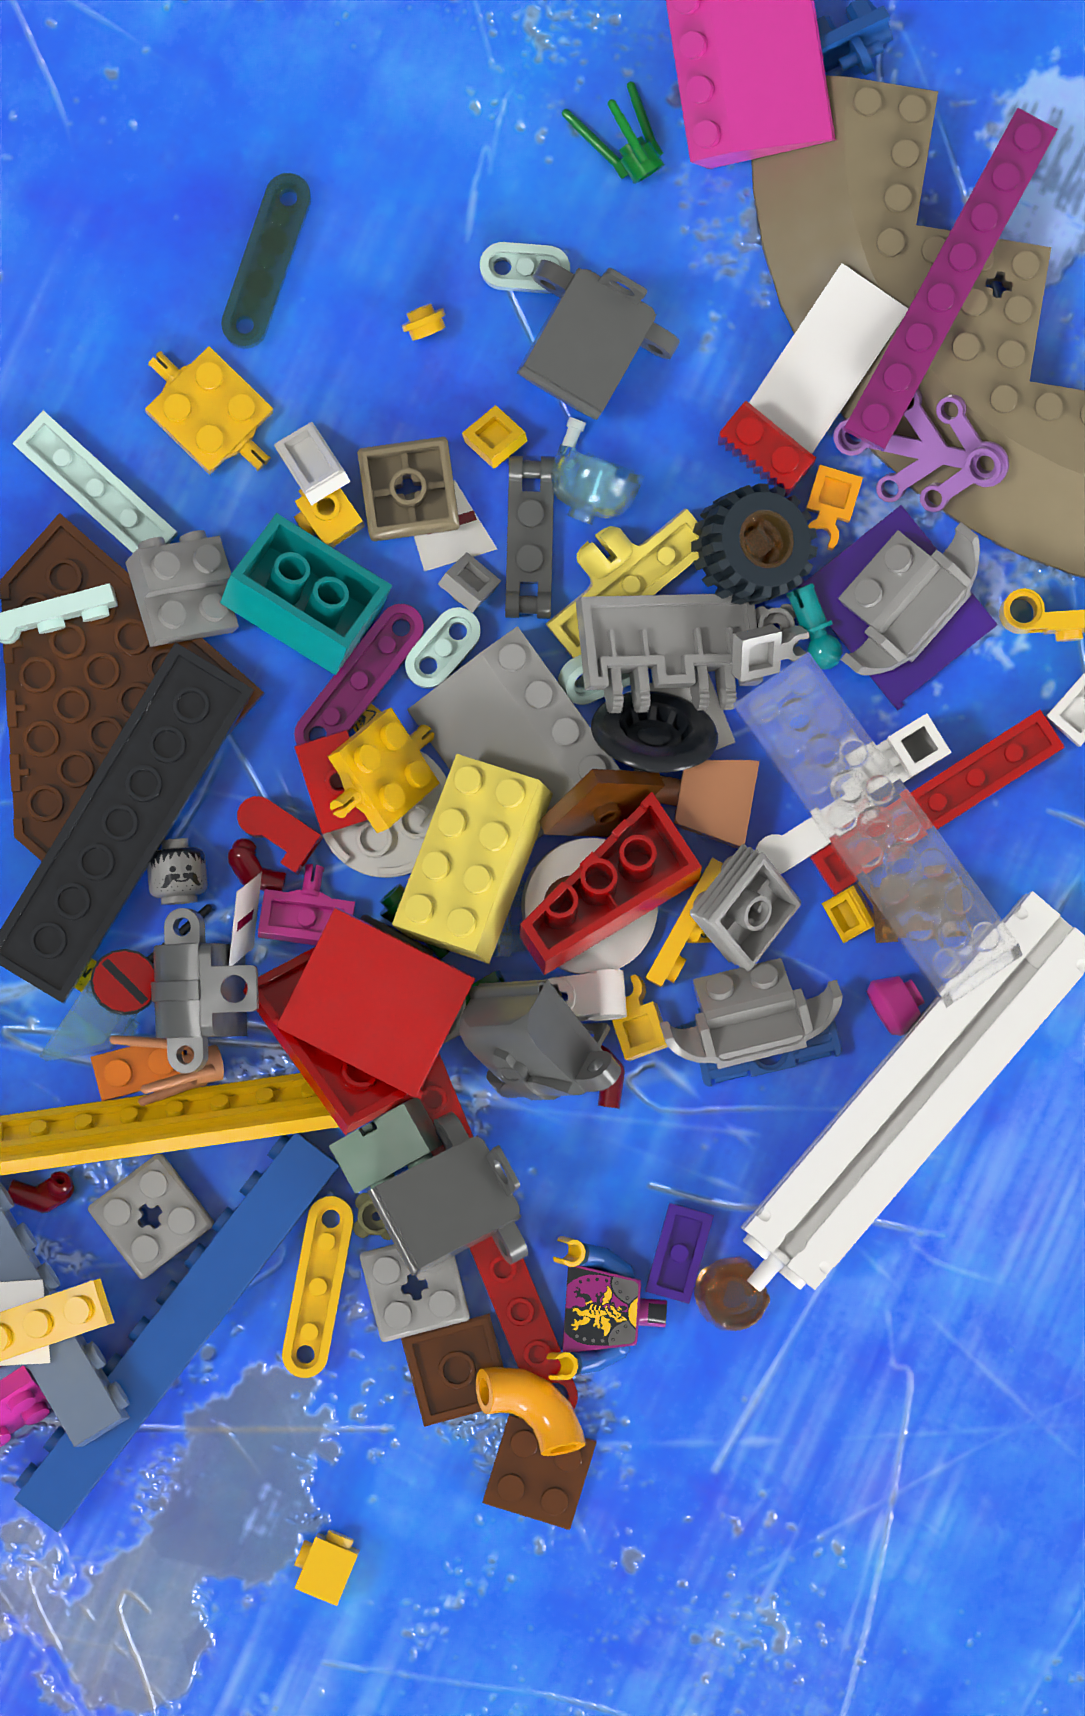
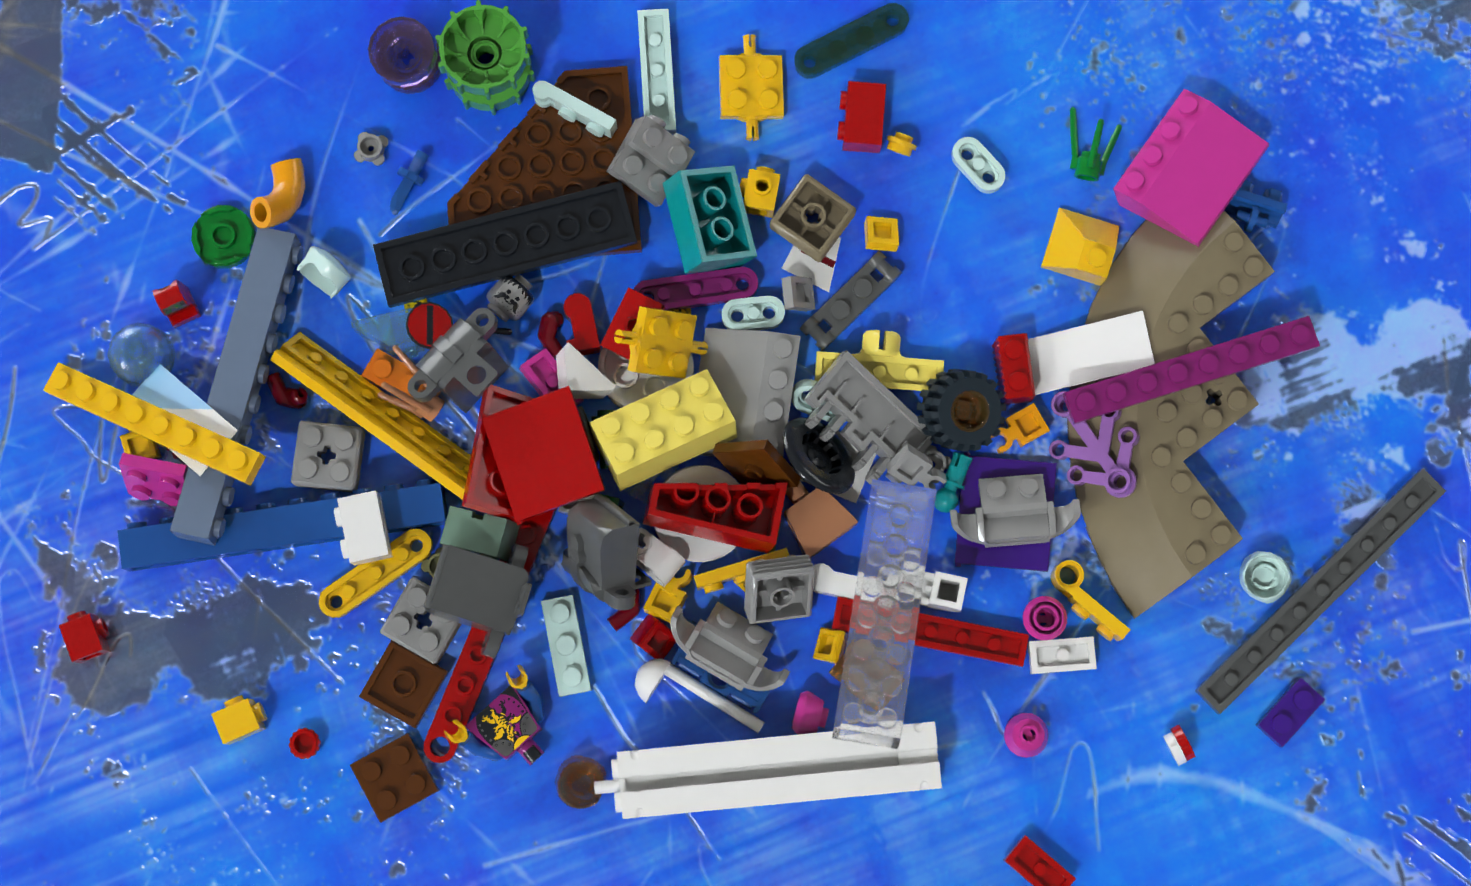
camera: 40 degrees right, 5 degrees down
(85, 1636) = (85, 636): none -> red brick
(245, 919) = (520, 351): white sticker -> none
(266, 1254) = (363, 528): none -> white brick
(311, 463) = (776, 158): white tile -> none
(330, 884) = (581, 375): none -> white slope
(357, 331) = (863, 117): none -> red brick
(415, 1526) = (304, 743): none -> red piece
(536, 1402) = (425, 738): light orange cylinder -> none
(573, 432) = (926, 268): white piece -> none
(582, 1172) = (566, 646): none -> light aqua plate
(591, 336) = (978, 227): dark grey piece -> none
(593, 485) = (907, 303): clear light blue cylinder -> none
(663, 1078) = (653, 637): none -> red slope
(679, 1253) = (574, 734): dark purple plate -> none
(698, 1114) = (653, 671): none -> white piece
(712, 251) = (1081, 247): none -> yellow slope
(1049, 667) = (1054, 617): none -> dark pink cone

